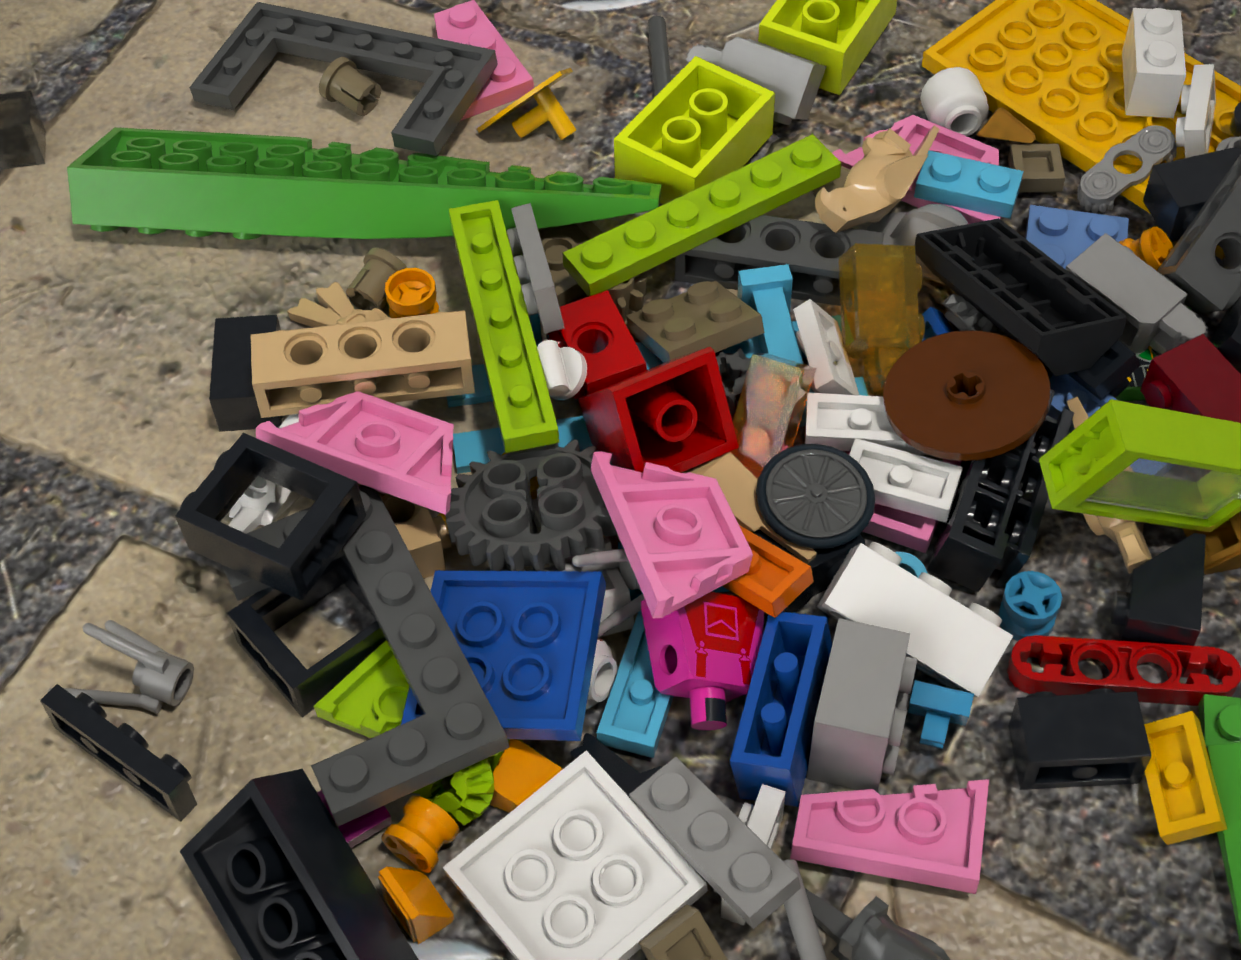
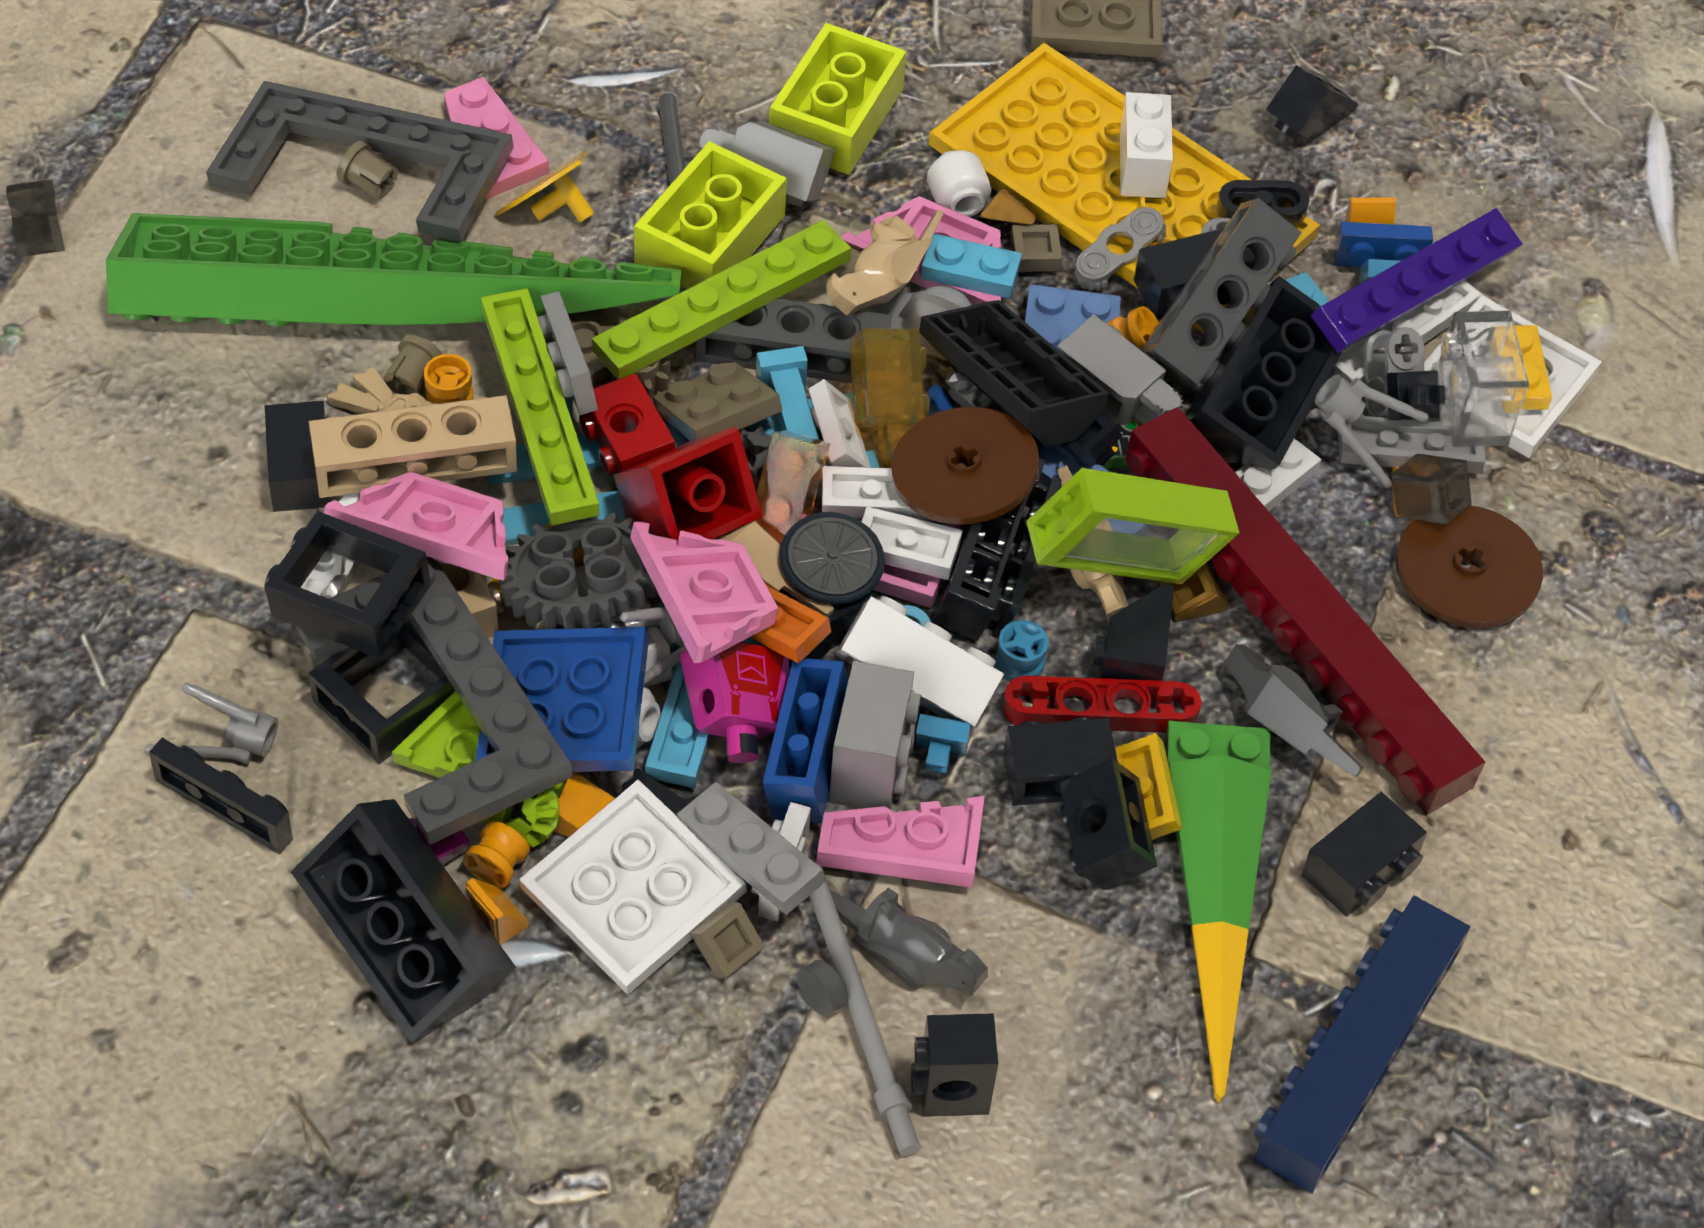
camera: 10 degrees left, 0 degrees up
(563, 369) = (599, 447): white plate -> none
(1160, 846) = (1107, 824): none -> black brick
(1198, 104) = (1187, 188): white plate -> none

